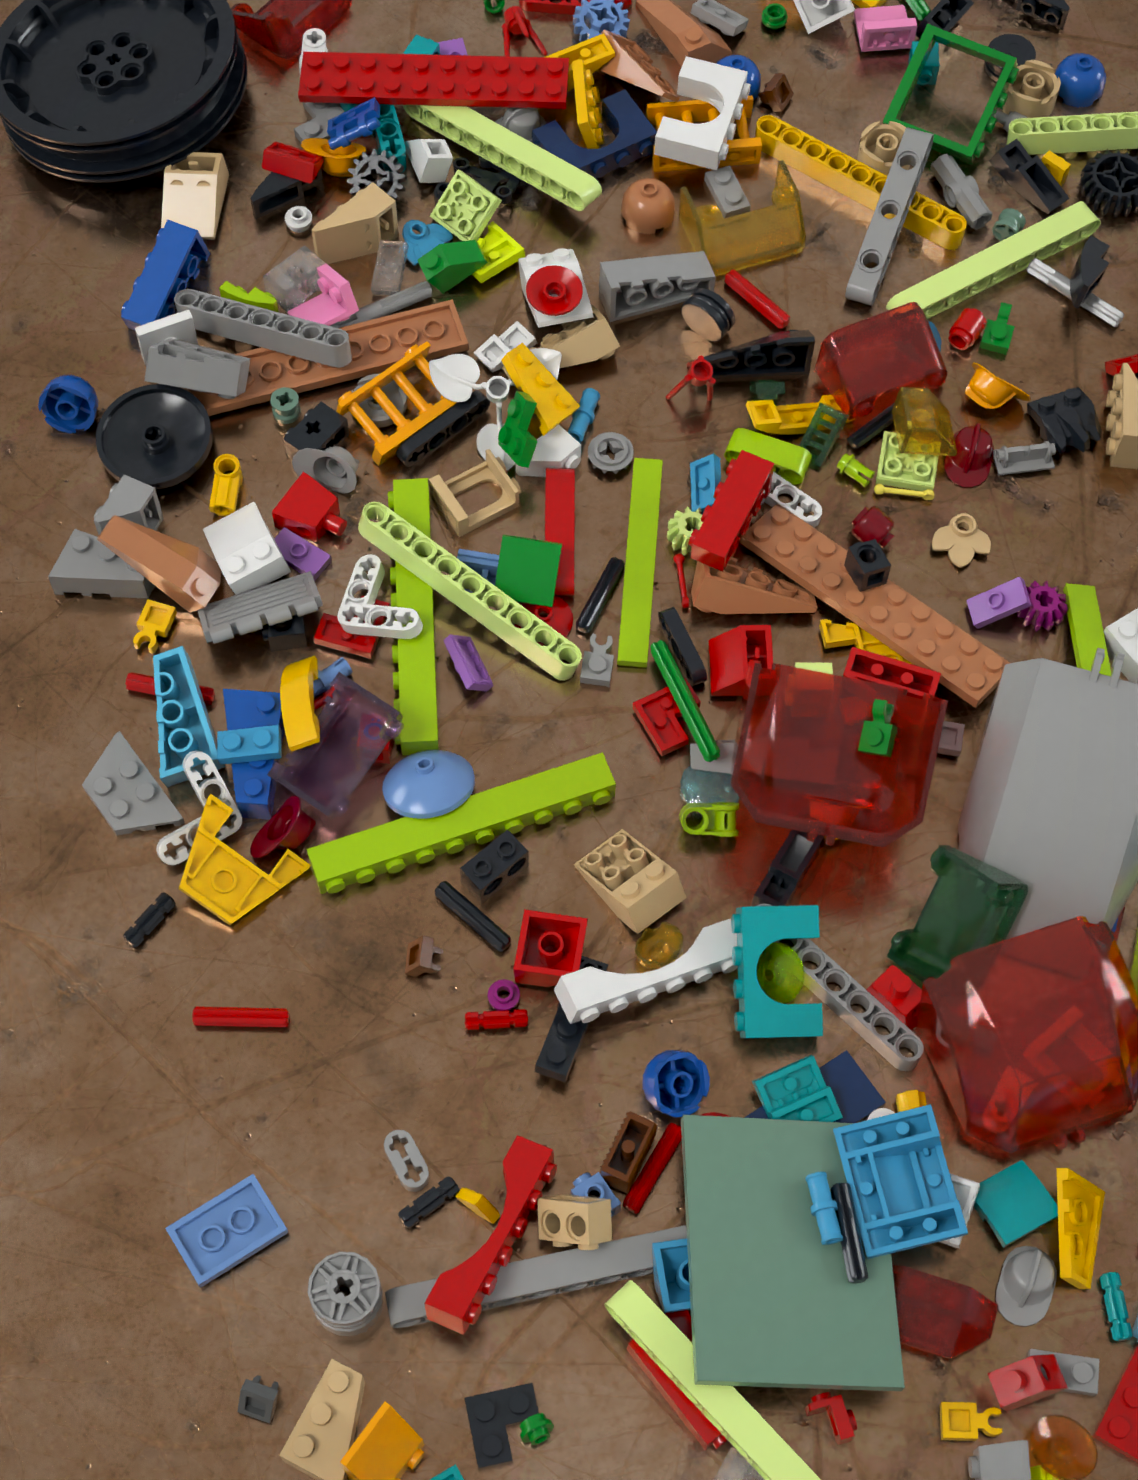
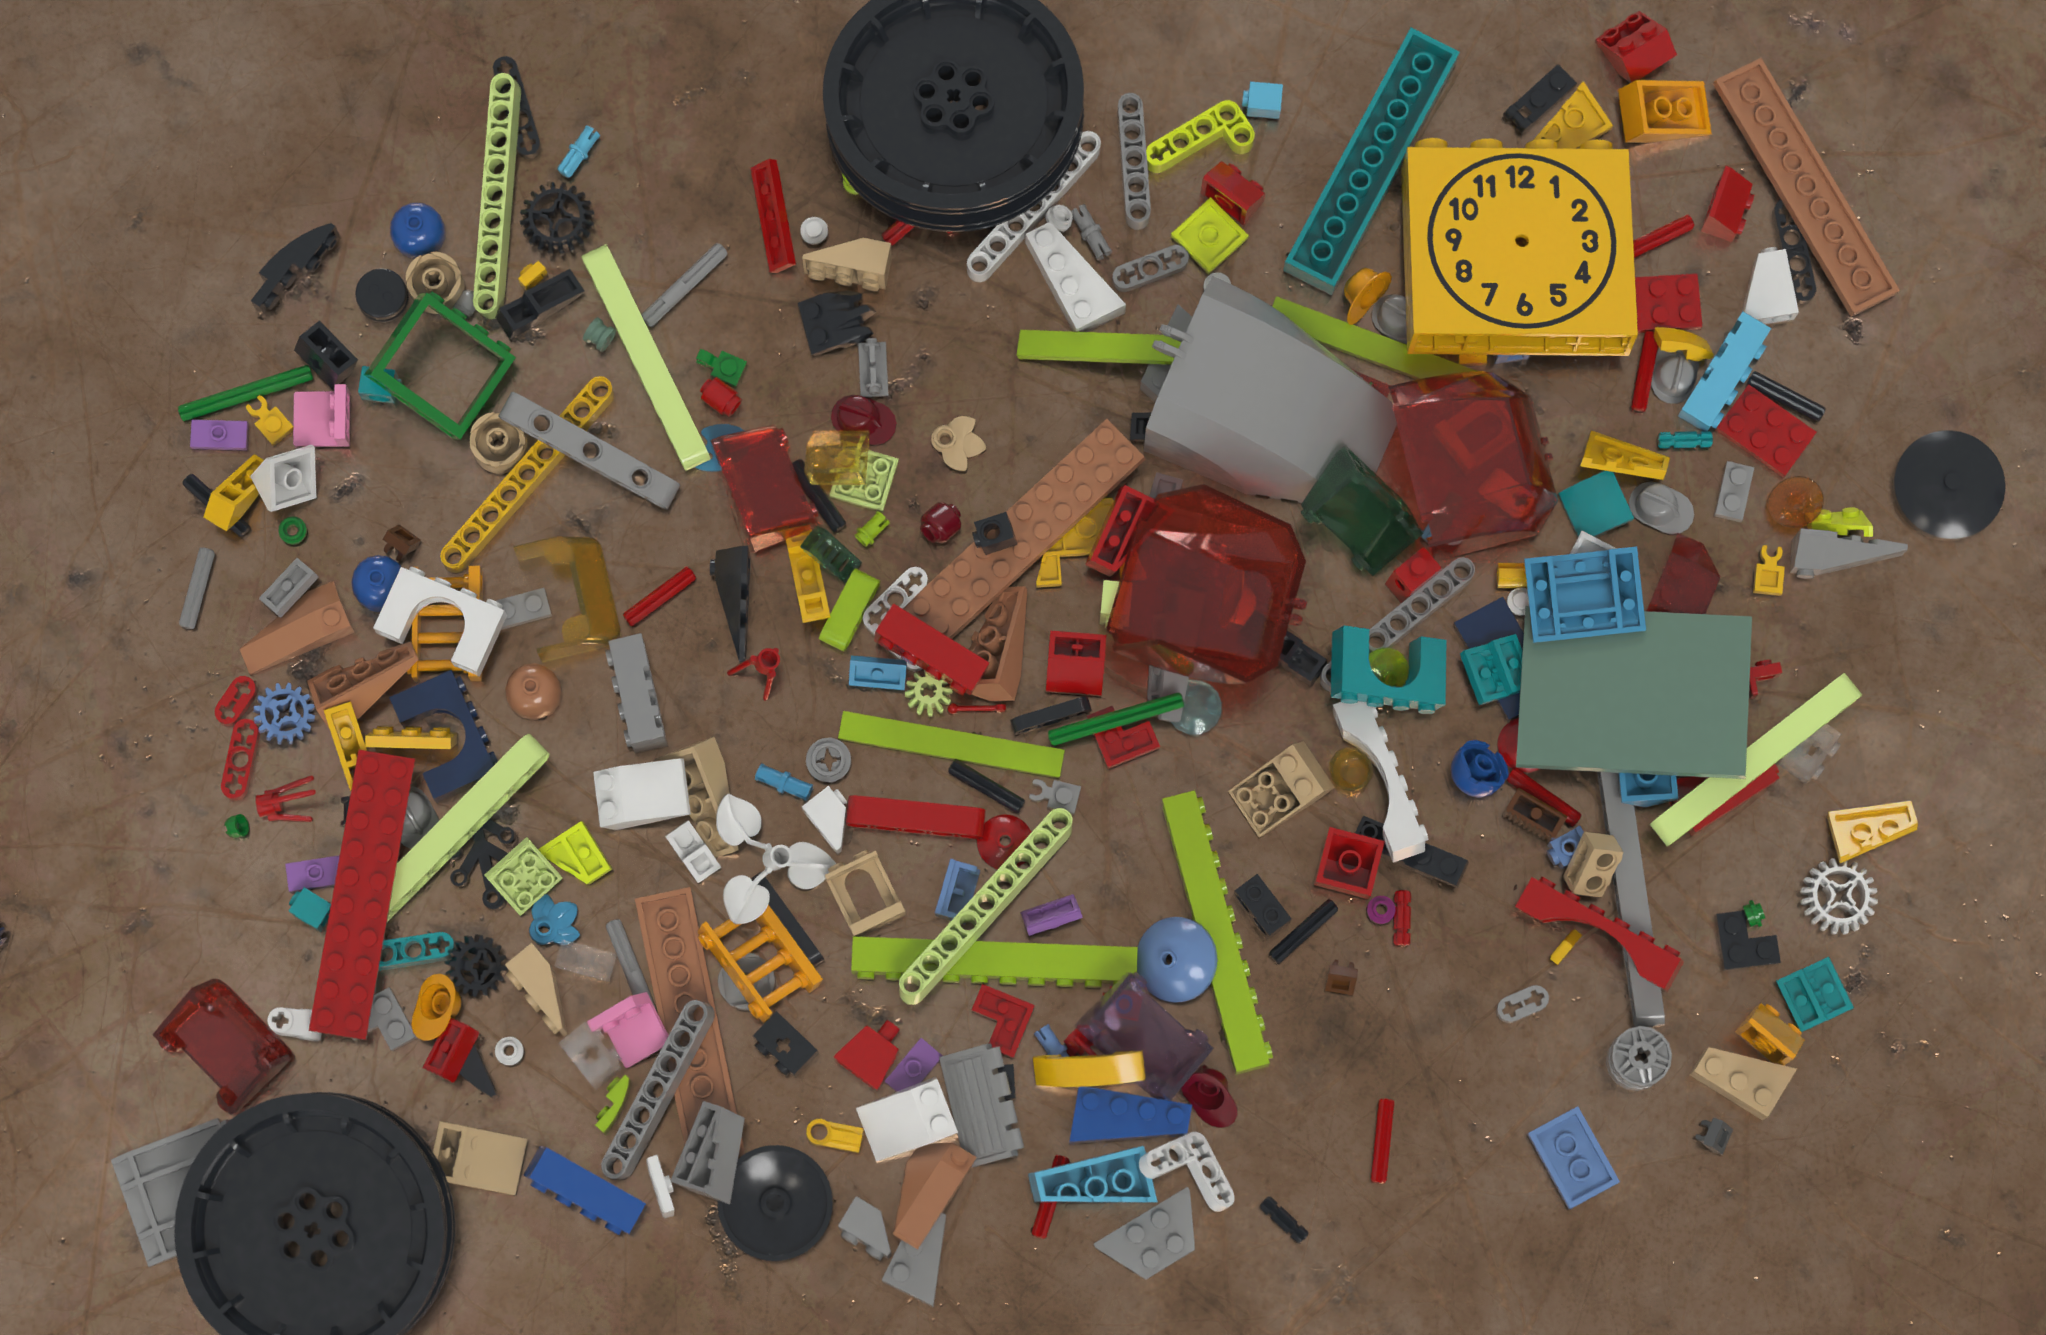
camera: 85 degrees left, 15 degrees up
(69, 403) = (723, 1286): blue cylinder -> none
(153, 622) = (979, 1207): yellow plate -> none
(223, 878) = (1255, 1148): yellow wing -> none
(249, 744) = (1135, 1116): dark azure plate -> none
(291, 410) = (748, 1075): sand green wheel -> none
(331, 468) = (824, 1031): light grey piece -> none
(354, 124) = (403, 982): blue plate -> none
(368, 612) = (988, 1006): white beam -> none
(428, 1202) = (1560, 987): black axle -> none
(429, 159) = (450, 909): white slope -> none
(451, 263) = (594, 894): green slope -> none
(514, 435) = (819, 847): green plate -> none
(528, 569) = (968, 848): green slope -> none
(531, 377) = (772, 814): yellow wing -> none
(556, 281) = (656, 778): red dish -> none
(708, 314) = (684, 646): black head -> none
(712, 818) = (1231, 711): lime piece -> none
(767, 388) = (777, 599): clear green plate -> none
(824, 1208) = (1604, 658): dark azure pin -> none
(851, 1242) = (1624, 641): black axle -> none
(878, 736) = (1182, 550): green plate -> none
(927, 494) = (893, 509): light yellow hinge -> none
(961, 191) = (551, 374): light grey piece -> none
(990, 390) = (798, 386): light orange piece -> none
(998, 602) = (1035, 420): medium lavender plate -> none
(1024, 1382) = (1750, 524): red torso -> none
(1046, 608) = (1046, 389): magenta gear -> none
(1088, 270) = (671, 269): black slope -> none

